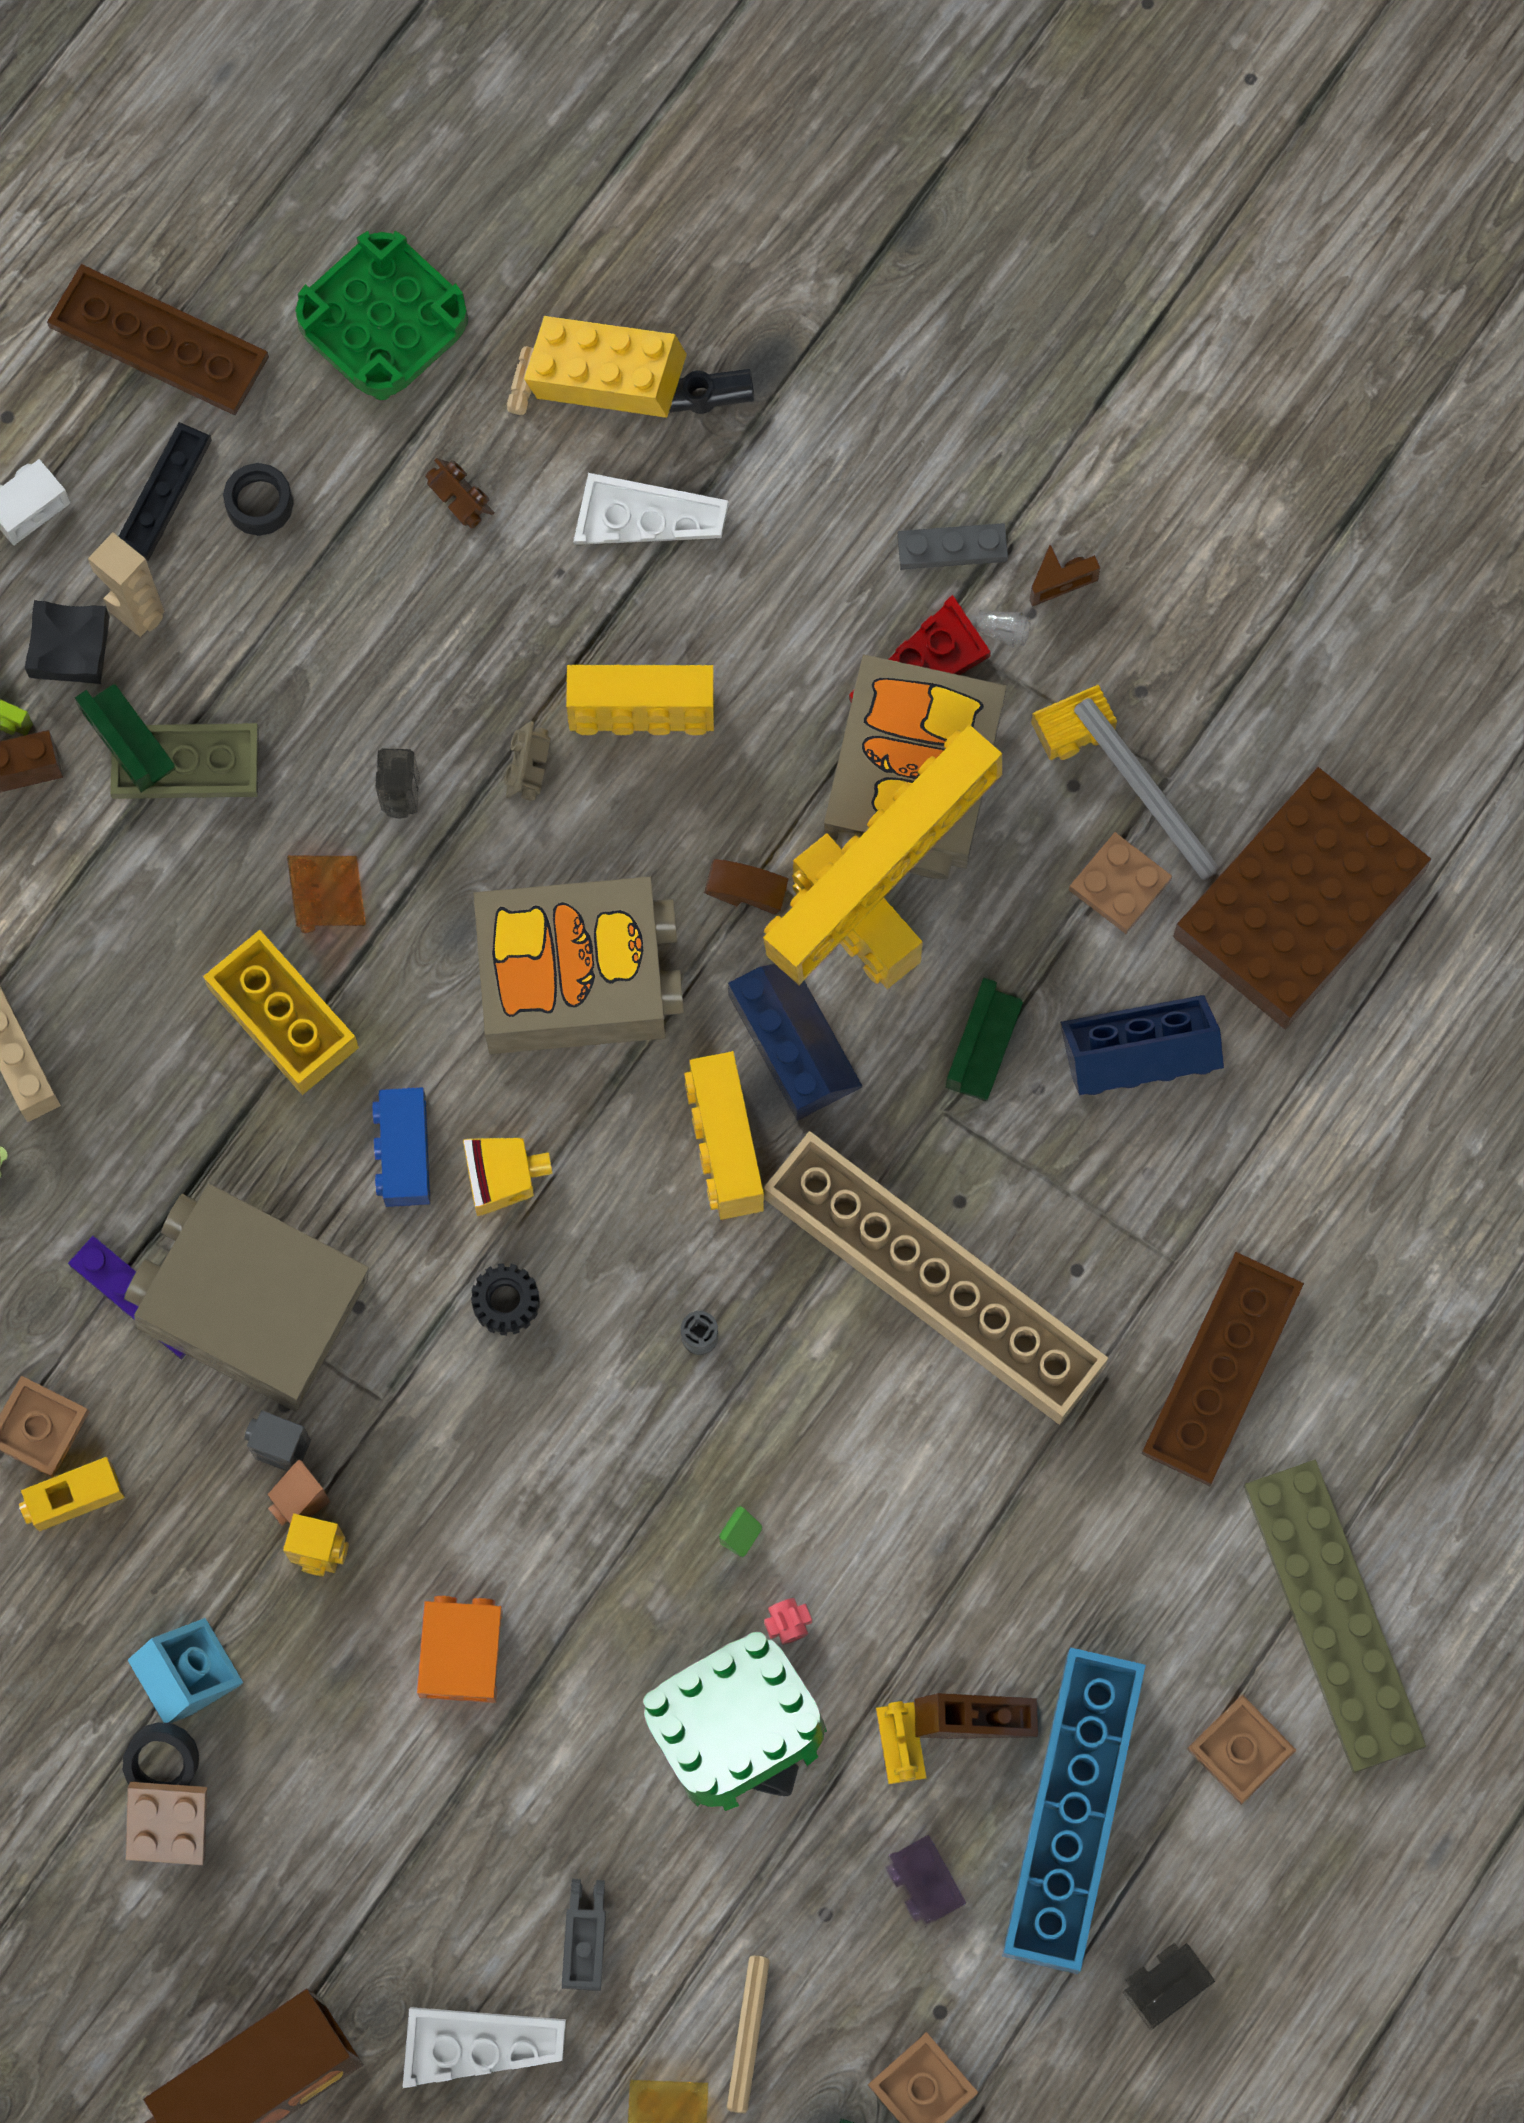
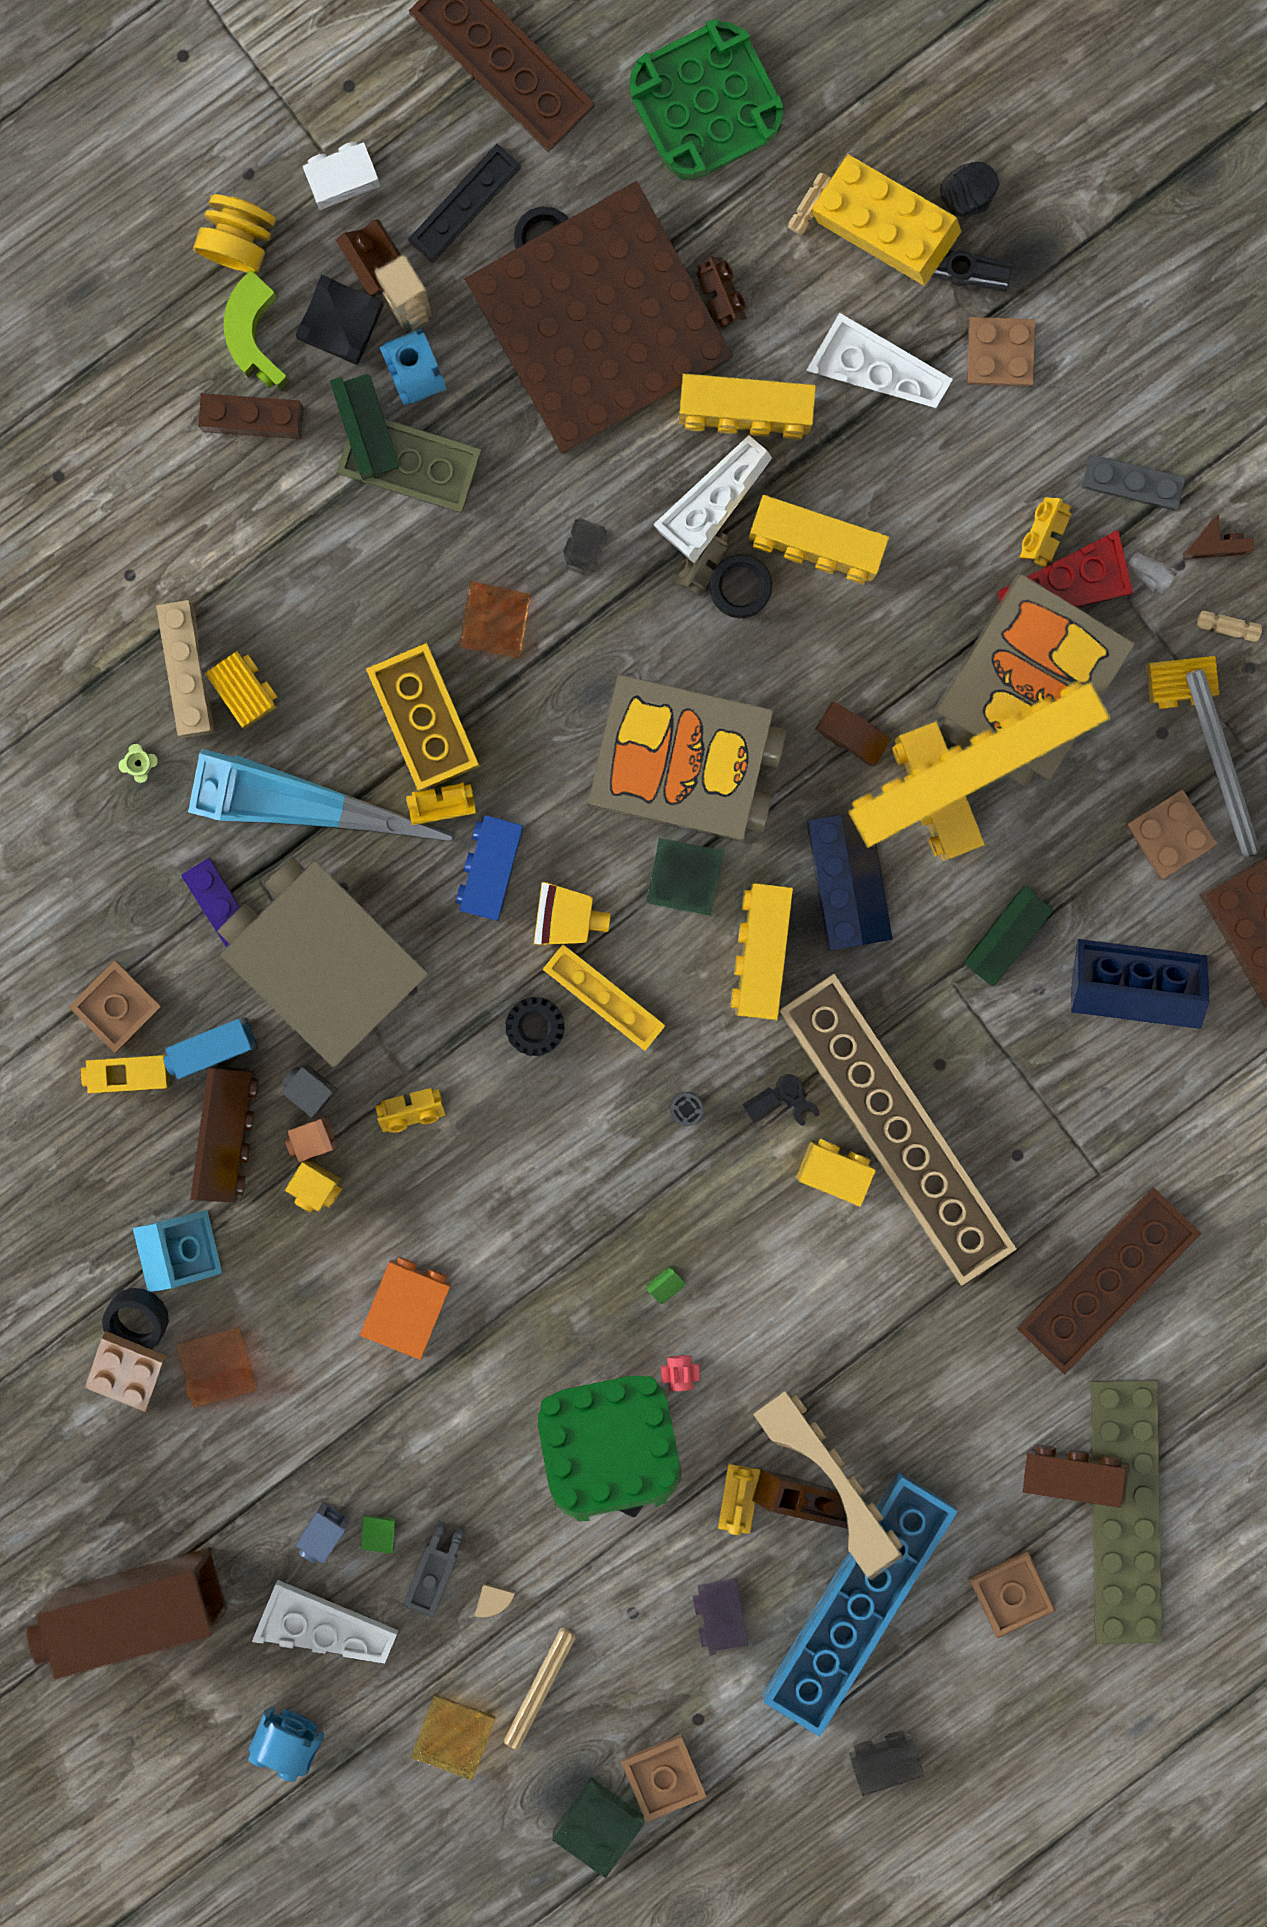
camera: 15 degrees right, 15 degrees up
(73, 568) = (369, 252): none -> reddish brown bracket
(76, 1047) = (241, 689): none -> yellow brick
(120, 1149) = (252, 792): none -> medium azure plate
(155, 1432) = (210, 1048): none -> dark azure brick
(160, 661) = (413, 367): none -> dark azure brick
(198, 1523) = (223, 1134): none -> reddish brown slope
(268, 1788) = (216, 1367): none -> clear orange hinge
(338, 555) = (598, 316): none -> reddish brown plate
(343, 1090) = (453, 802): none -> yellow hinge
(385, 1445) = (396, 1116): none -> yellow hinge
(443, 1930) = (322, 1534): none -> sand blue brick
(509, 1917) = (378, 1534): none -> bright green slope
(514, 704) = (710, 502): none -> white wing
(521, 590) = (746, 406): none -> yellow brick
(570, 749) = (758, 568): none -> black tyre
(570, 1244) = (603, 997): none -> yellow plate
(615, 1087) = (684, 877): none -> clear green brick
(662, 1950) = (493, 1600): none -> tan tile
(683, 313) = (969, 188): none -> black hair
(769, 462) = (1000, 351): none -> medium nougat plate
(802, 1277) = (788, 1089): none -> black bar
(878, 605) = (1050, 517): none -> yellow hinge
(884, 1343) = (835, 1173): none -> yellow brick
(930, 1642) = (868, 1540): none -> tan arch
(1103, 655) = (1229, 626): none -> tan axle
(1263, 1587) = (1076, 1476): none -> reddish brown brick

